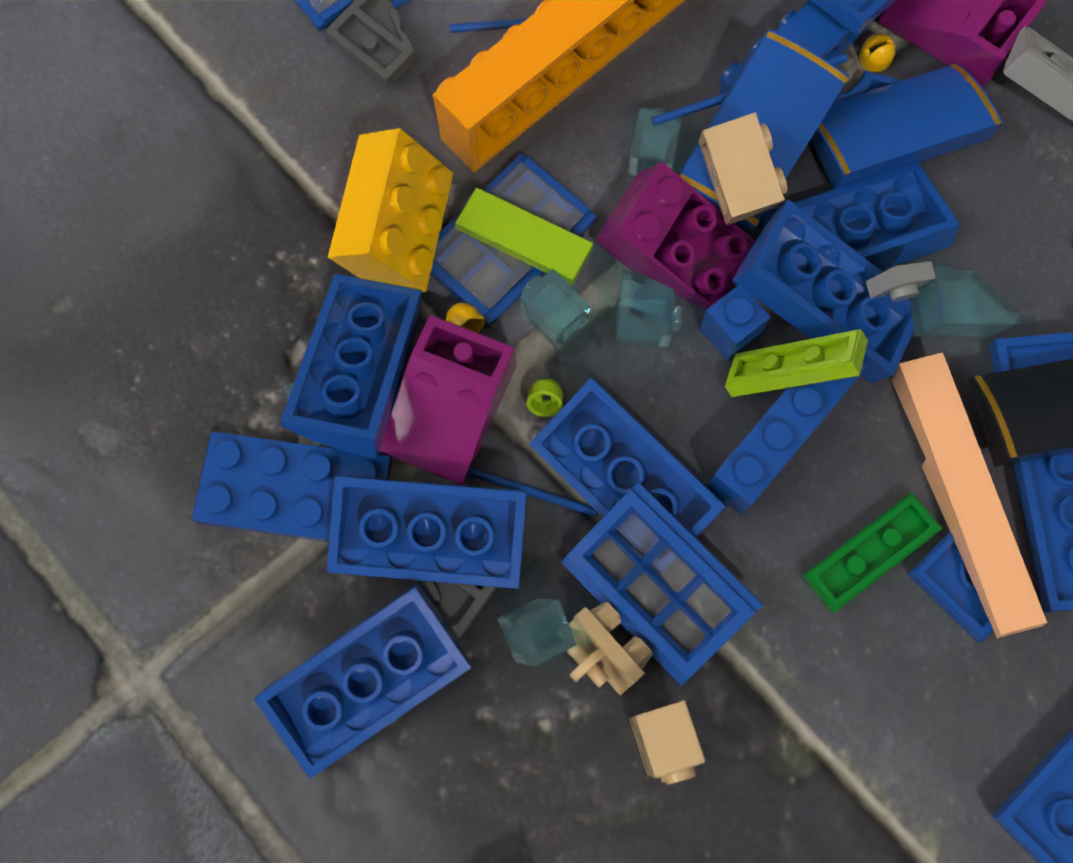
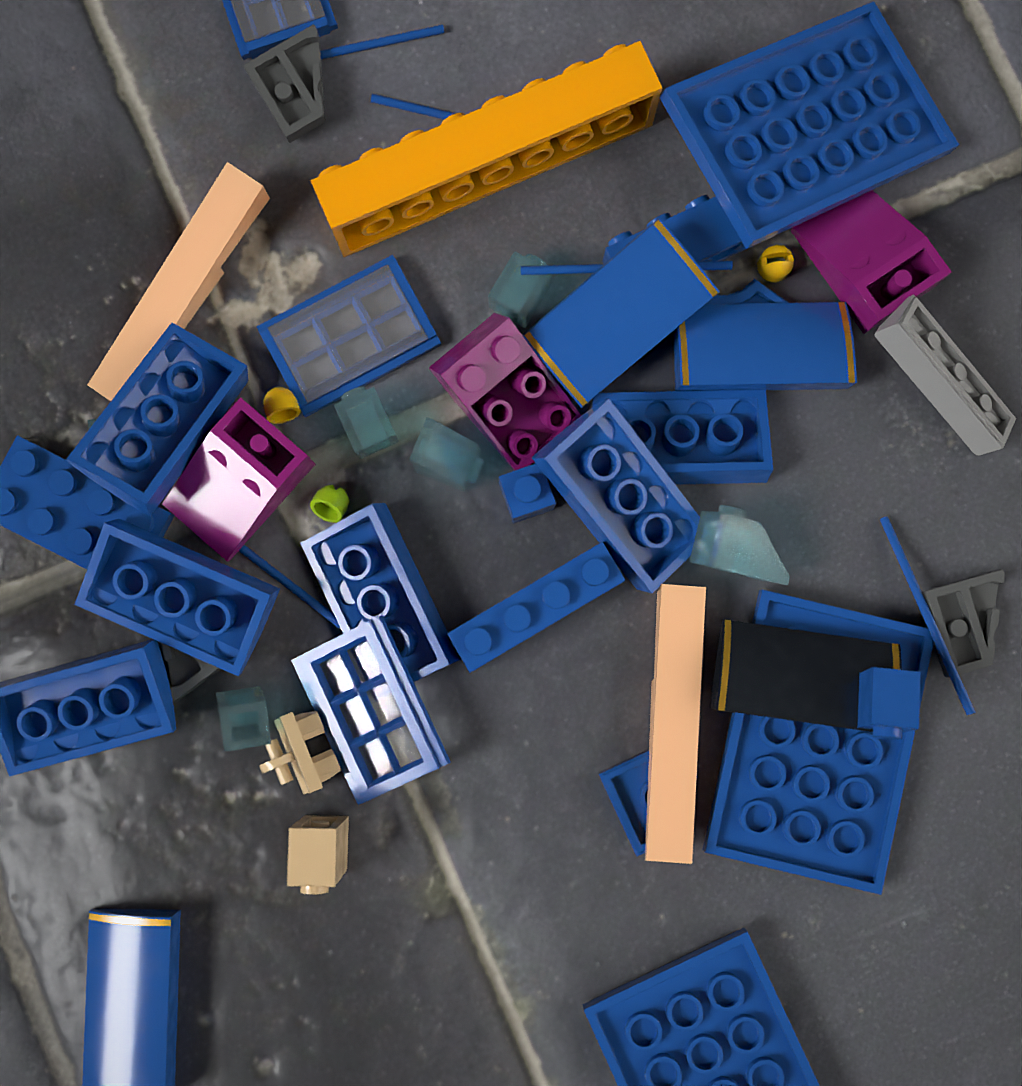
camera: 15 degrees right, 10 degrees up
(313, 267) = (185, 275): none -> light nougat slope
(391, 211) = (240, 281): yellow brick -> none
(524, 235) = (362, 343): lime tile -> none
(742, 168) = (580, 352): tan brick -> none
(797, 363) = (561, 556): lime tile -> none
(871, 553) = (572, 745): green tile -> none
(901, 281) = (688, 512): light grey plate -> none

